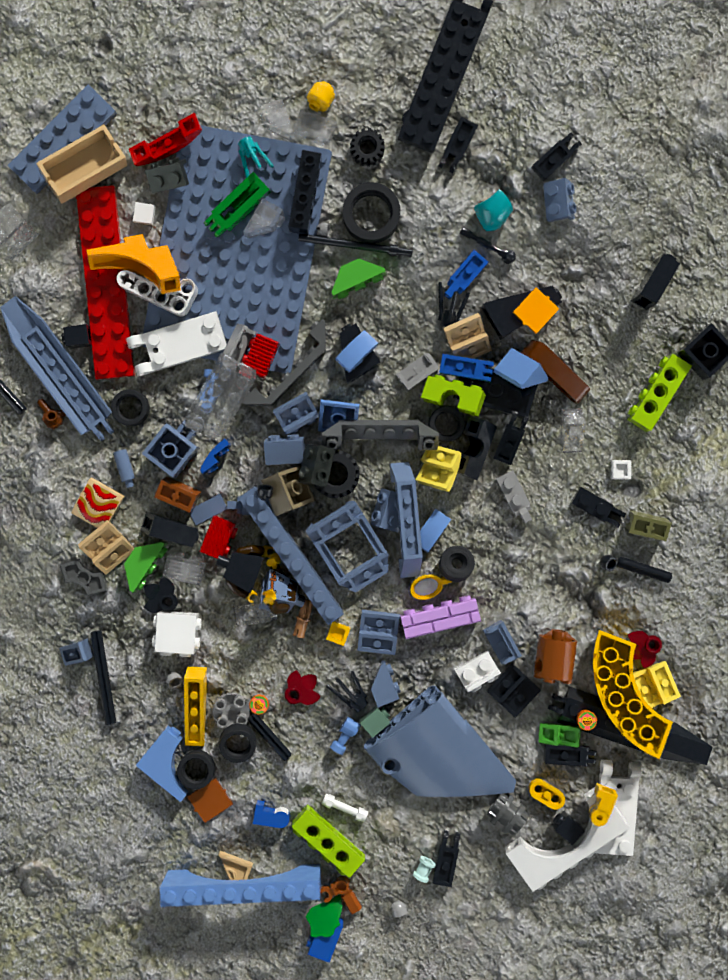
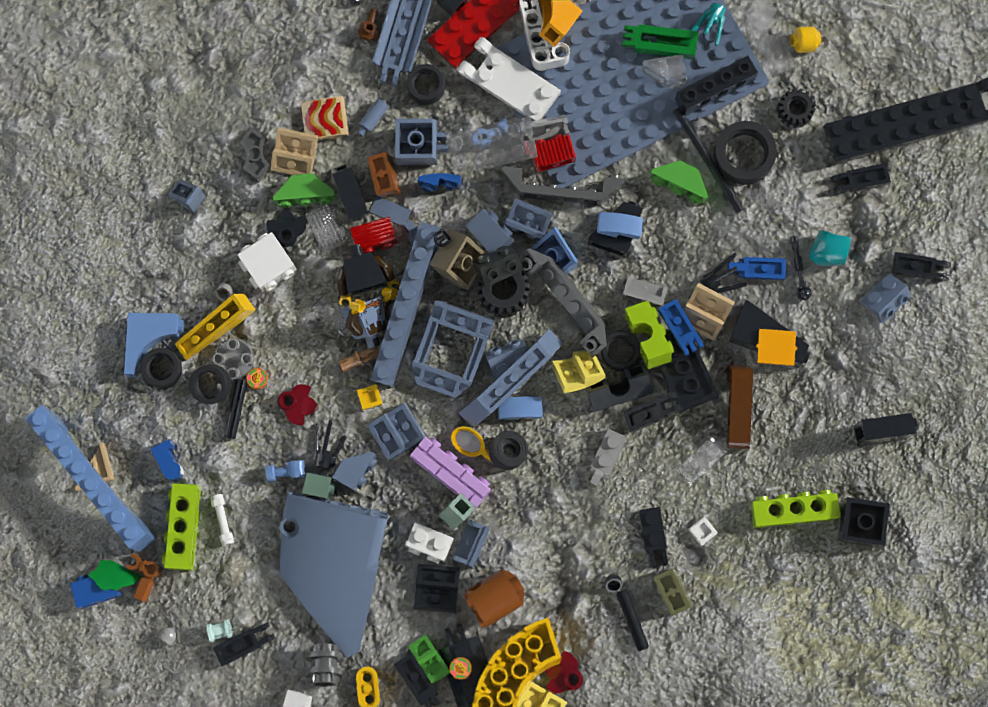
camera: 55 degrees right, 10 degrees down
(103, 677) = (181, 233): black axle -> none
(210, 800) = (142, 401): dark orange piece -> none
(472, 635) = (457, 511): none -> sand green brick
(520, 370) = (715, 372): medium blue slope -> none

